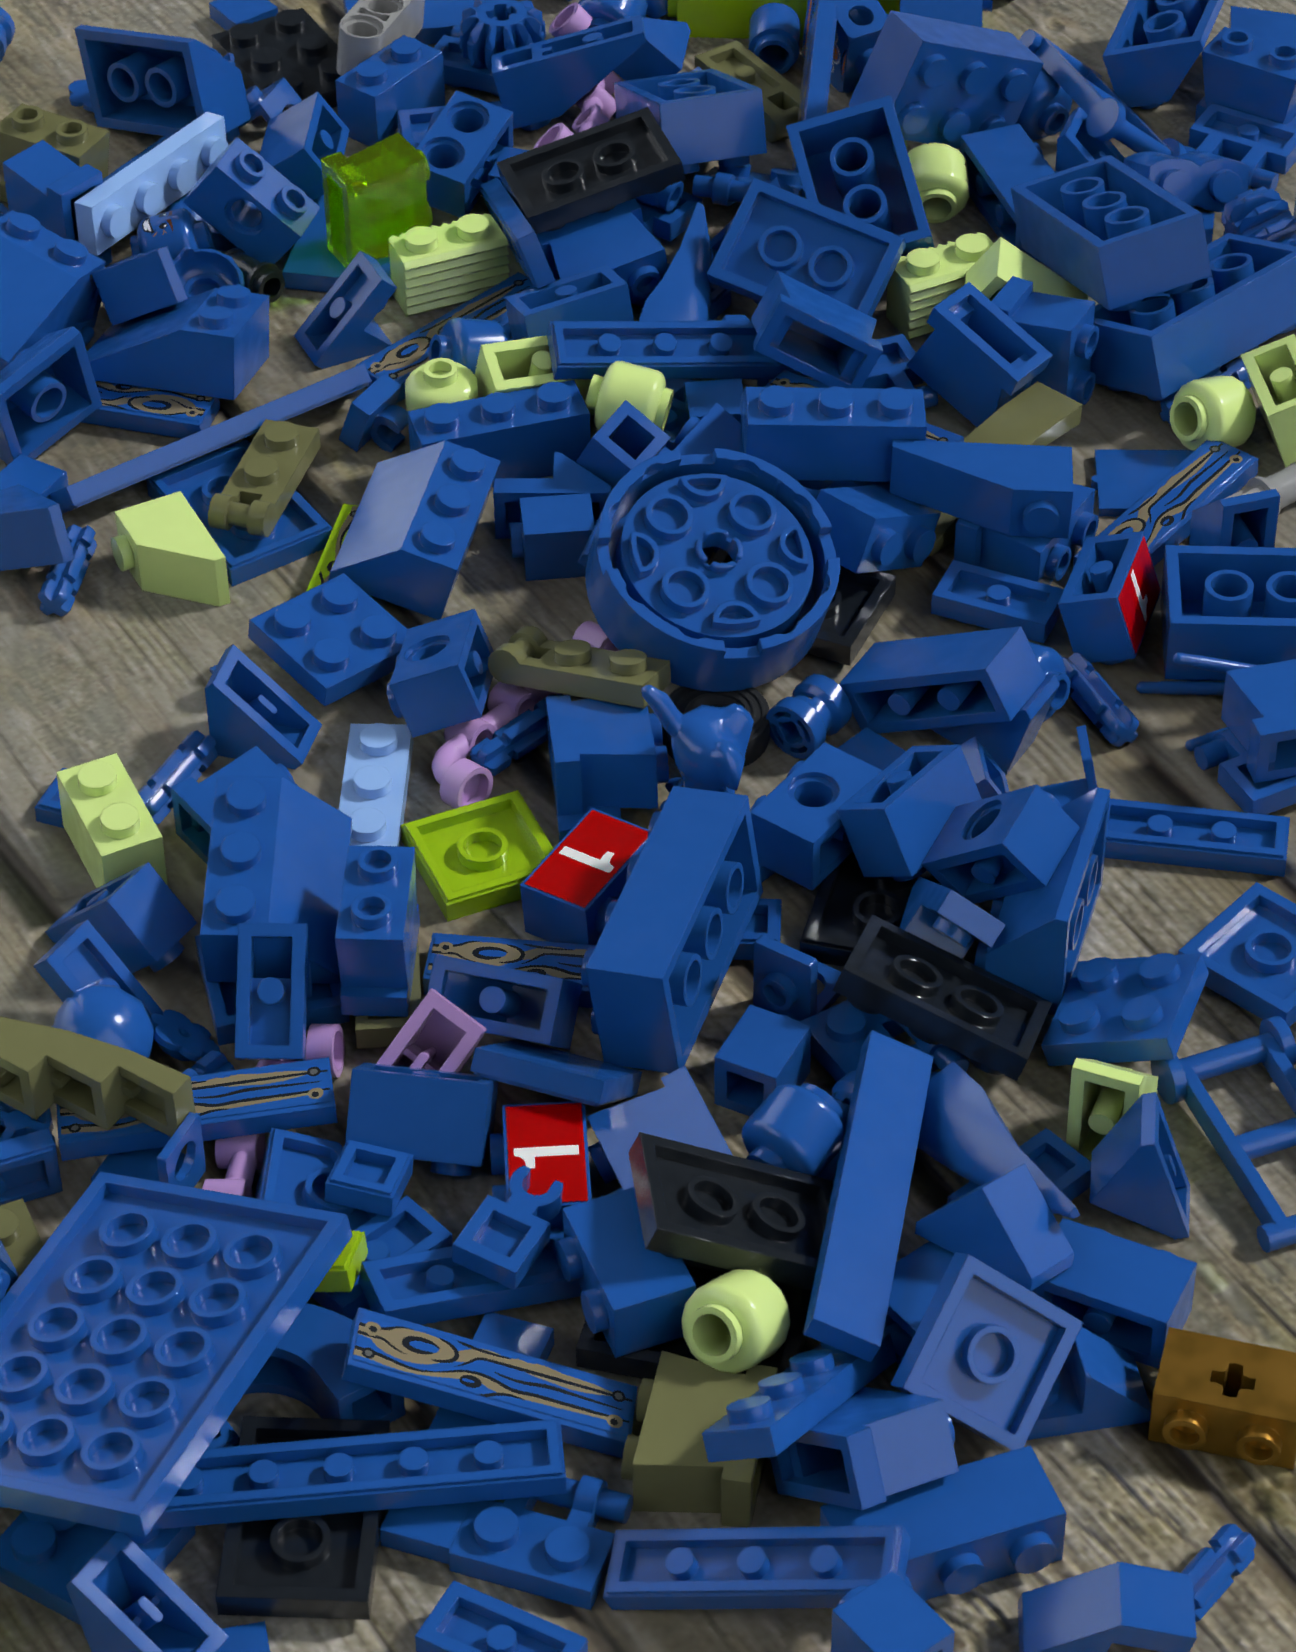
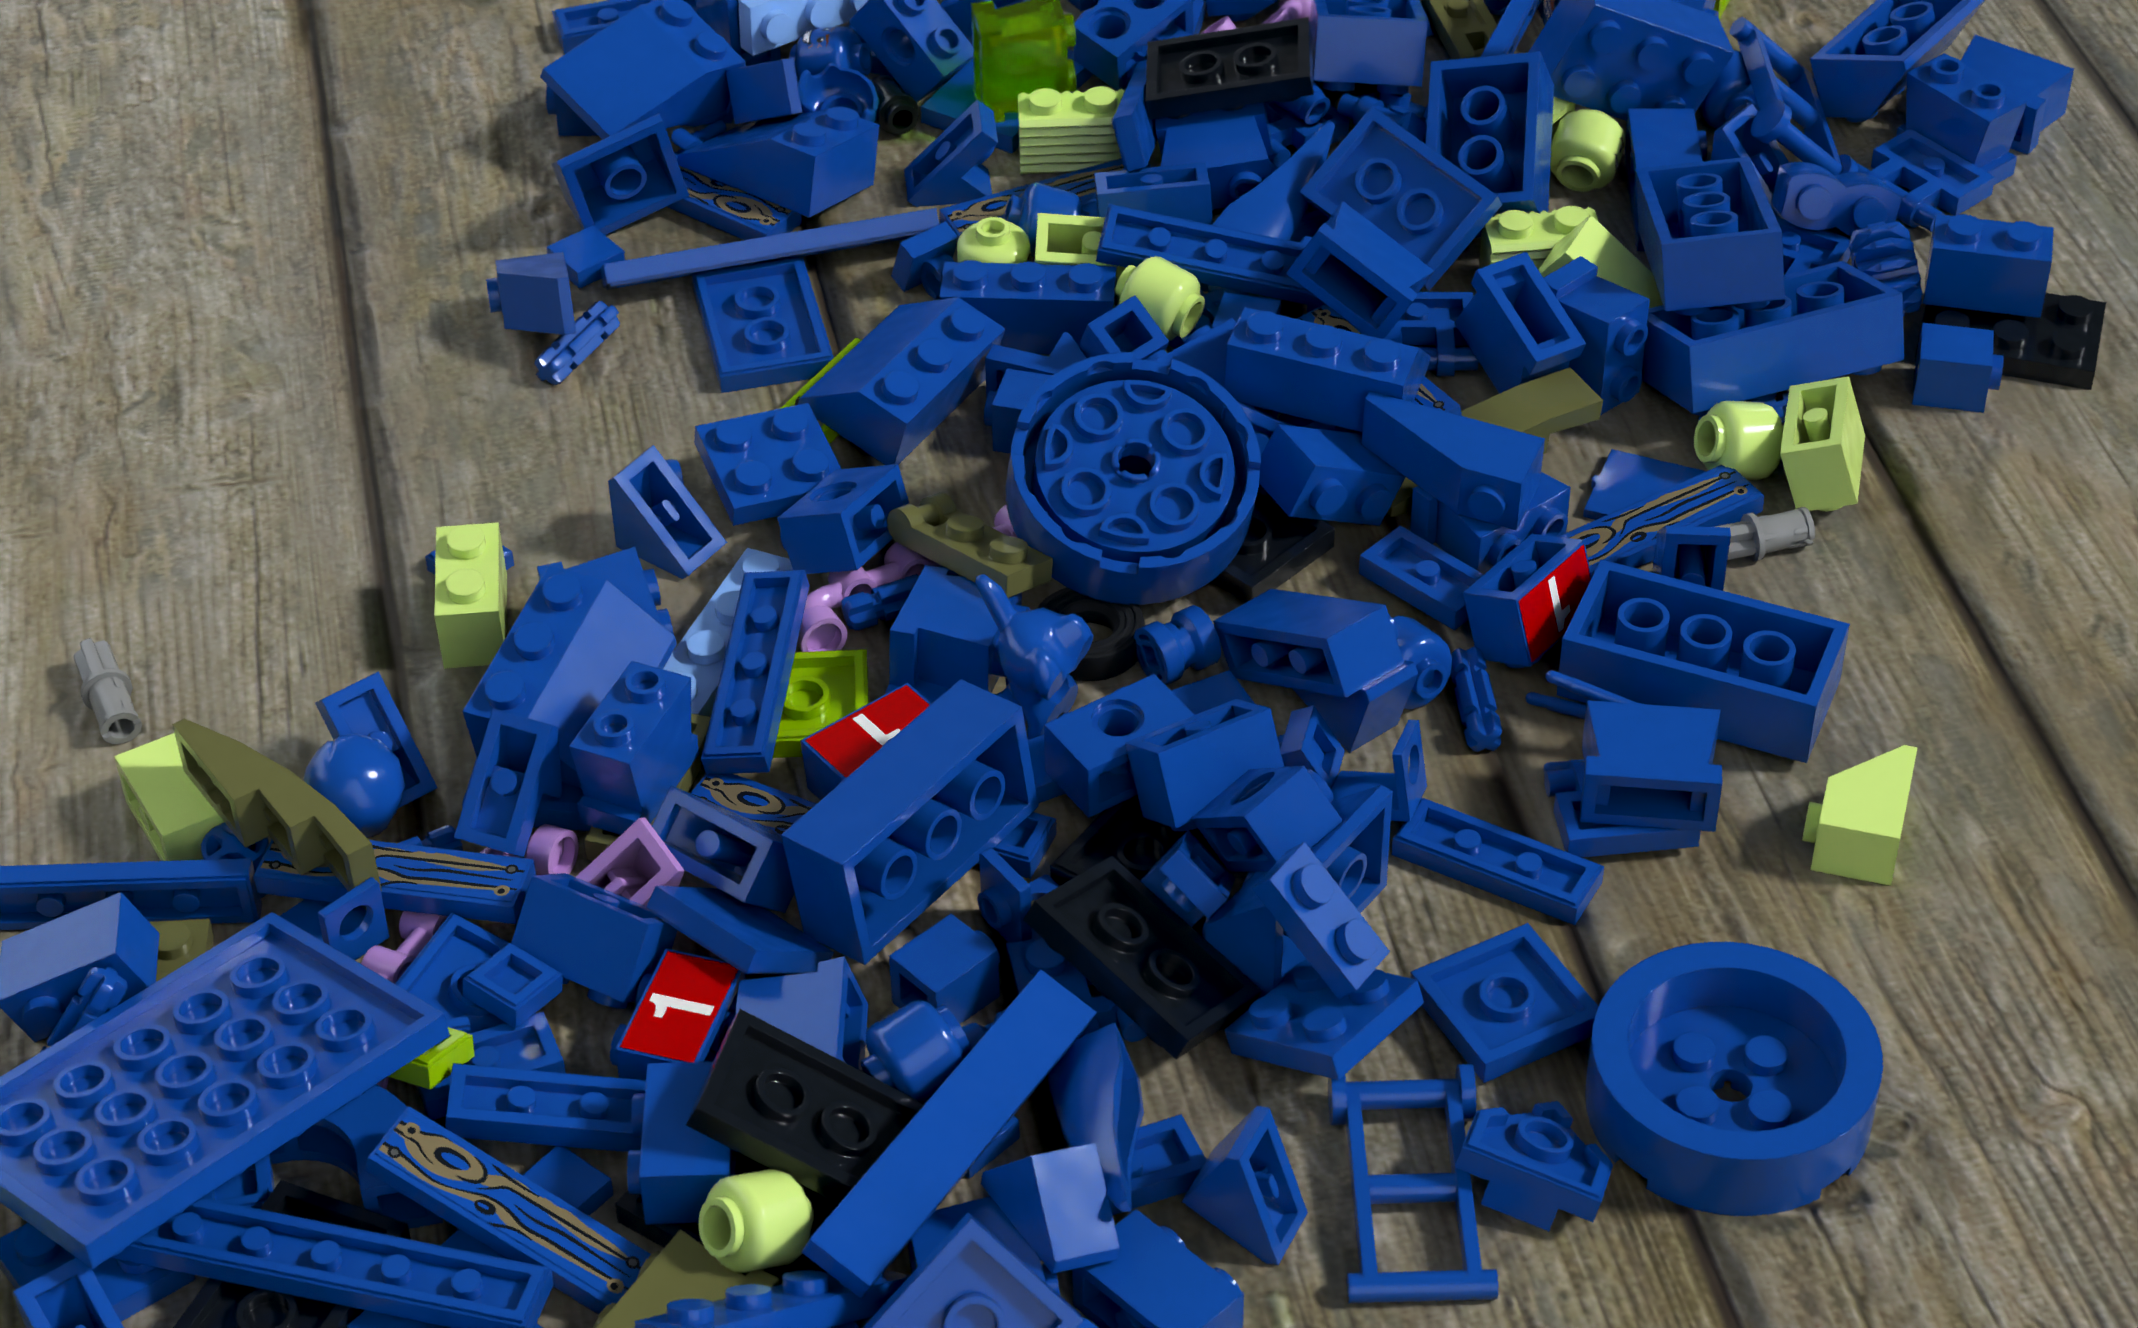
camera: 20 degrees right, 0 degrees up
(134, 917) = (435, 685): blue slope -> none
(170, 551) = (670, 344): yellowish green slope -> none
(181, 1037) = (431, 802): blue plant -> none
(187, 761) = (596, 542): blue axle -> none
(265, 478) = (792, 297): olive plate -> none
(435, 825) = (755, 673): none -> blue tile
(510, 1235) = (597, 1076): blue plate -> none
(1100, 1099) = (1237, 1084): yellowish green slope -> none
(1108, 918) = (1321, 920): none -> blue plate

